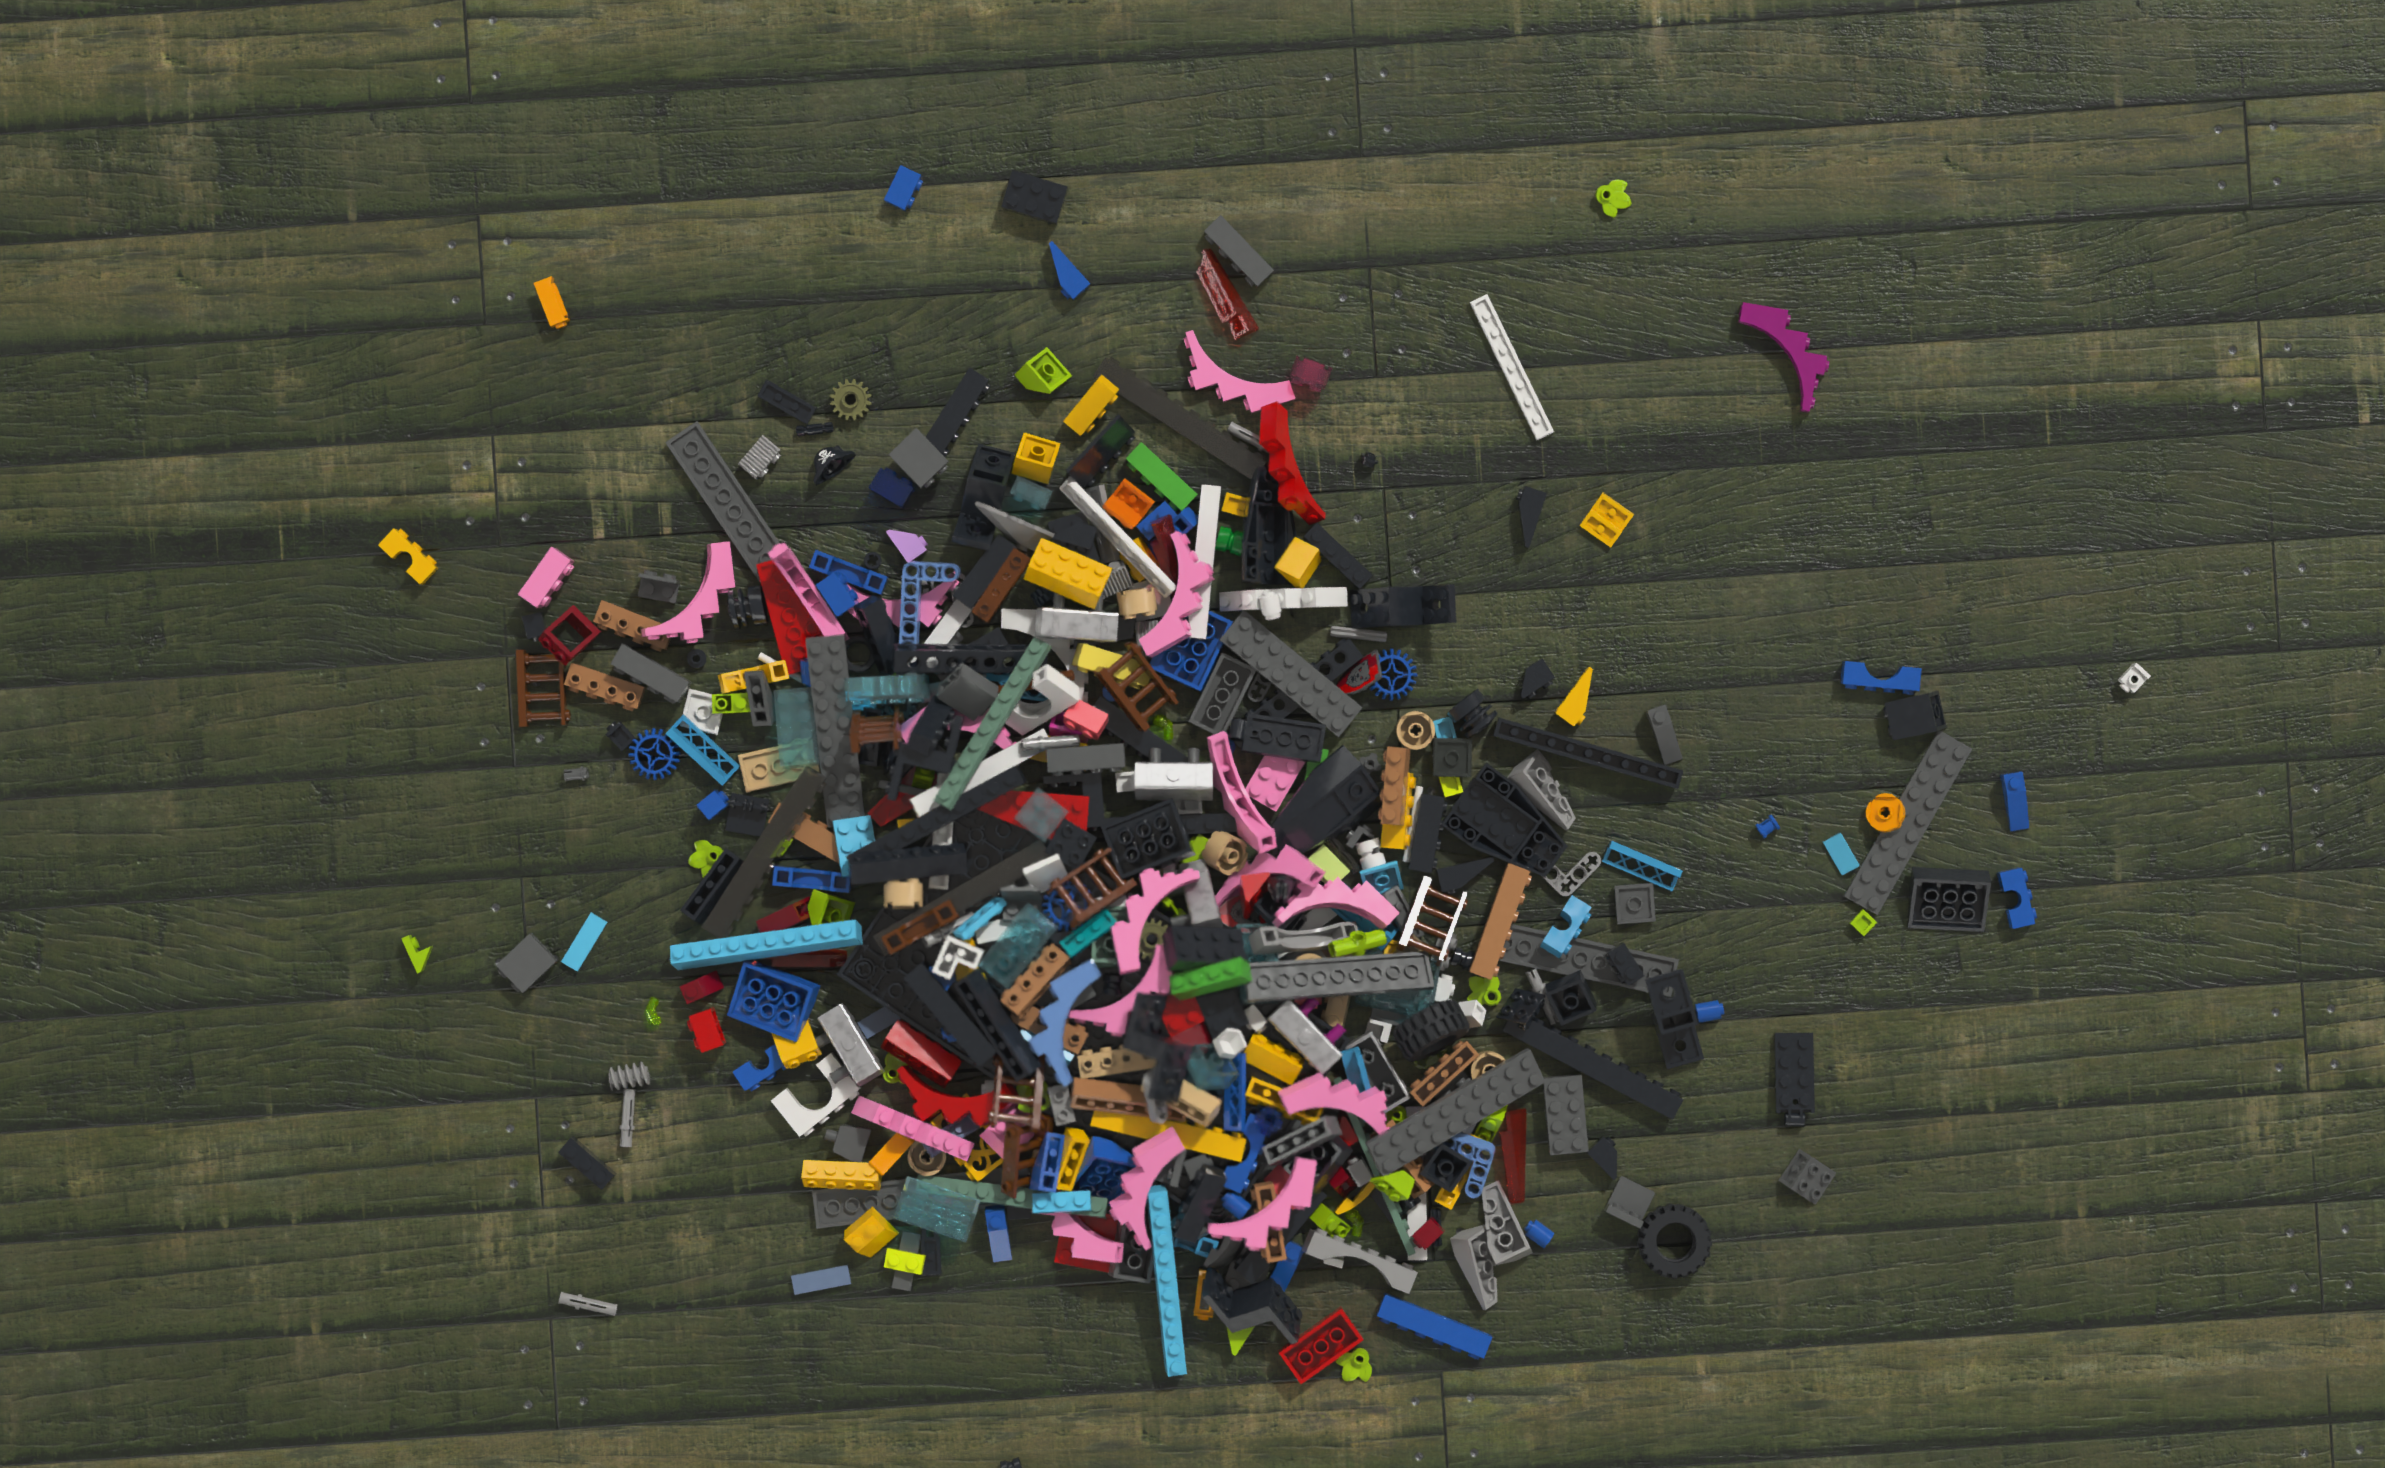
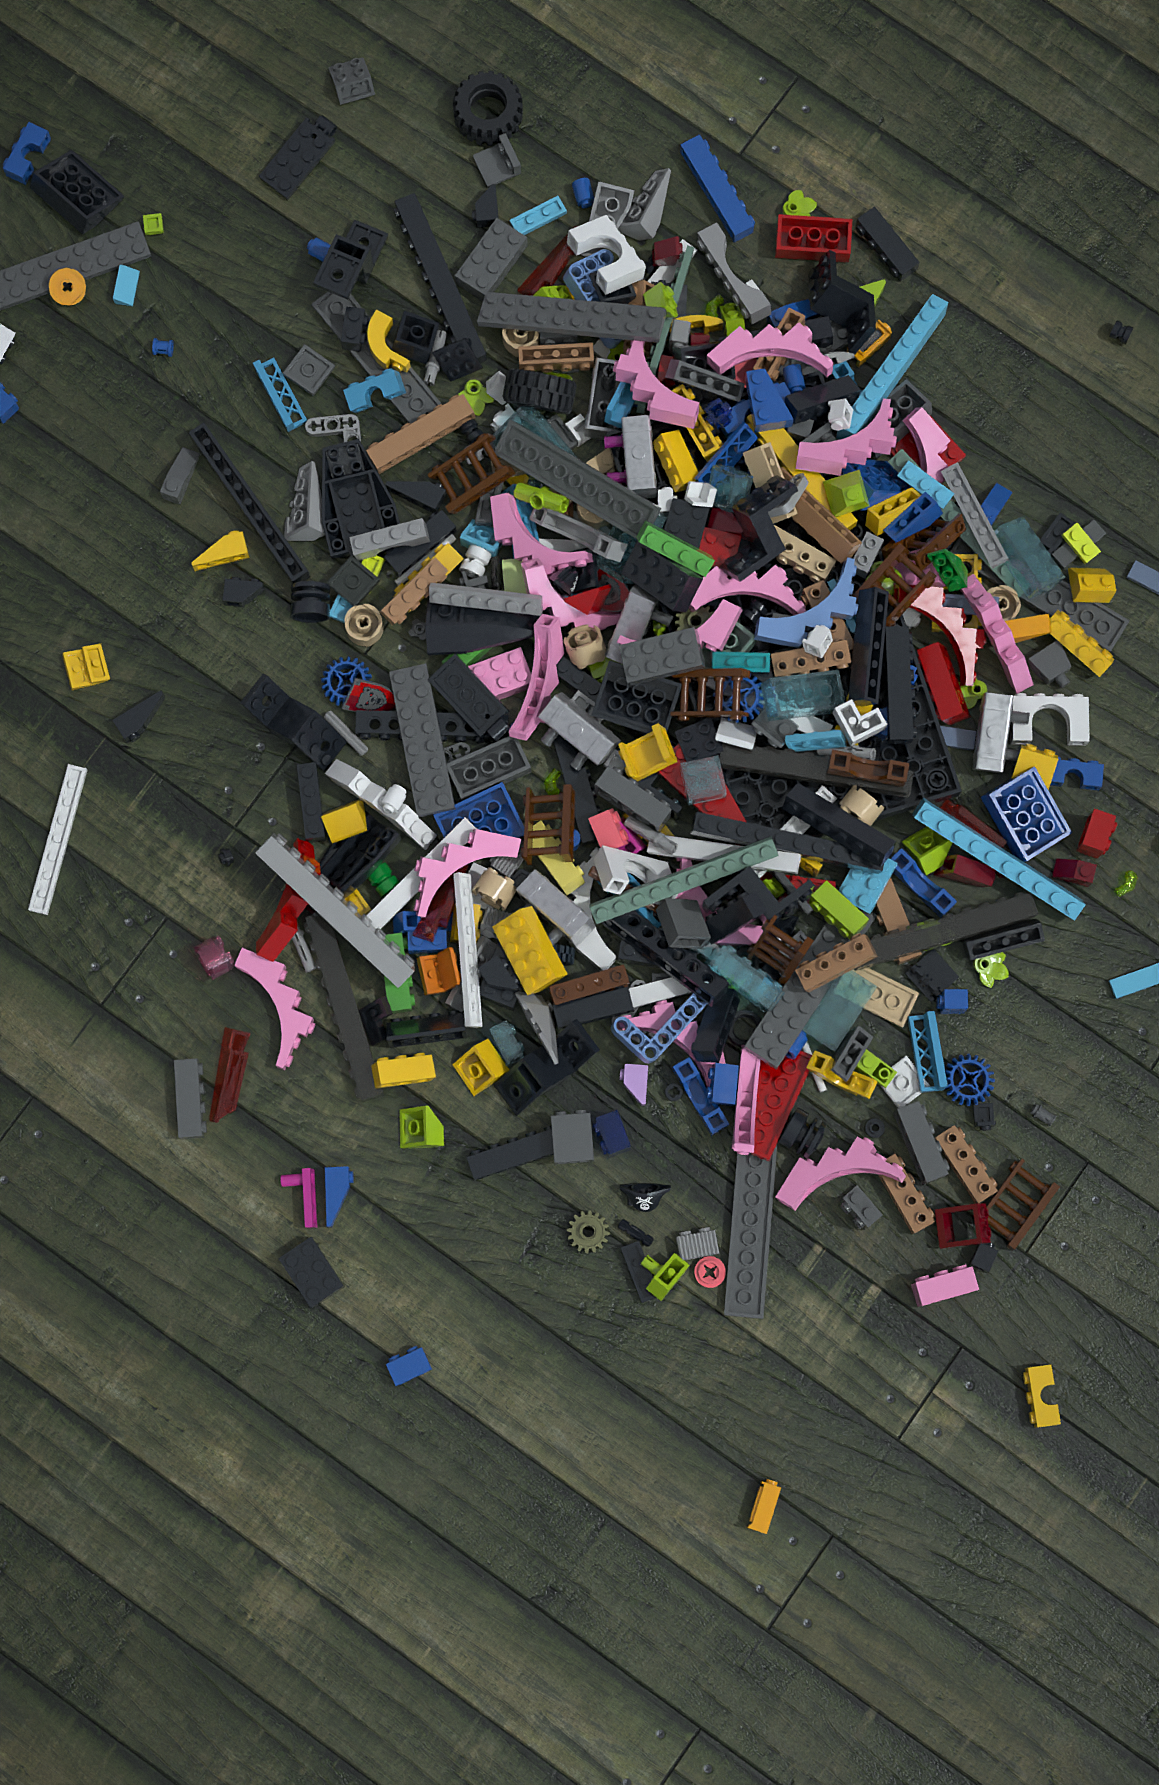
camera: 140 degrees left, 10 degrees down
(729, 437) = (709, 1281): none -> coral gear
(764, 413) = (664, 1276): none -> lime brick
(824, 755) = (836, 962): none -> medium nougat brick
(858, 802) = (838, 910): none -> lime brick
(984, 1145) = (950, 569): none -> green slope
(1003, 1208) = (974, 515): none -> light grey plate
(1038, 994) = (818, 641): none -> white brick
(1097, 264) = (306, 1179): none -> dark pink piece
(1103, 802) = (647, 754): none -> yellow panel
(1115, 1138) = (846, 493): none -> lime slope
(1150, 428) = (372, 1019): none -> black plate
(1150, 884) = (662, 656): none -> dark grey brick
(1171, 1198) = (840, 414): none -> white brick
(1239, 1161) = (765, 402): none -> blue wedge
(1240, 481) = (336, 910): none -> light grey brick
(1258, 1390) = (887, 244): none -> black brick
(1330, 823) = (485, 599): none -> light grey plate
(1450, 813) = (404, 534): none -> light grey arch
(1490, 1206) = (604, 234): none -> white arch
(1558, 1183) = (538, 216): none -> medium azure plate
(1603, 975) = (378, 329): none -> yellow arch

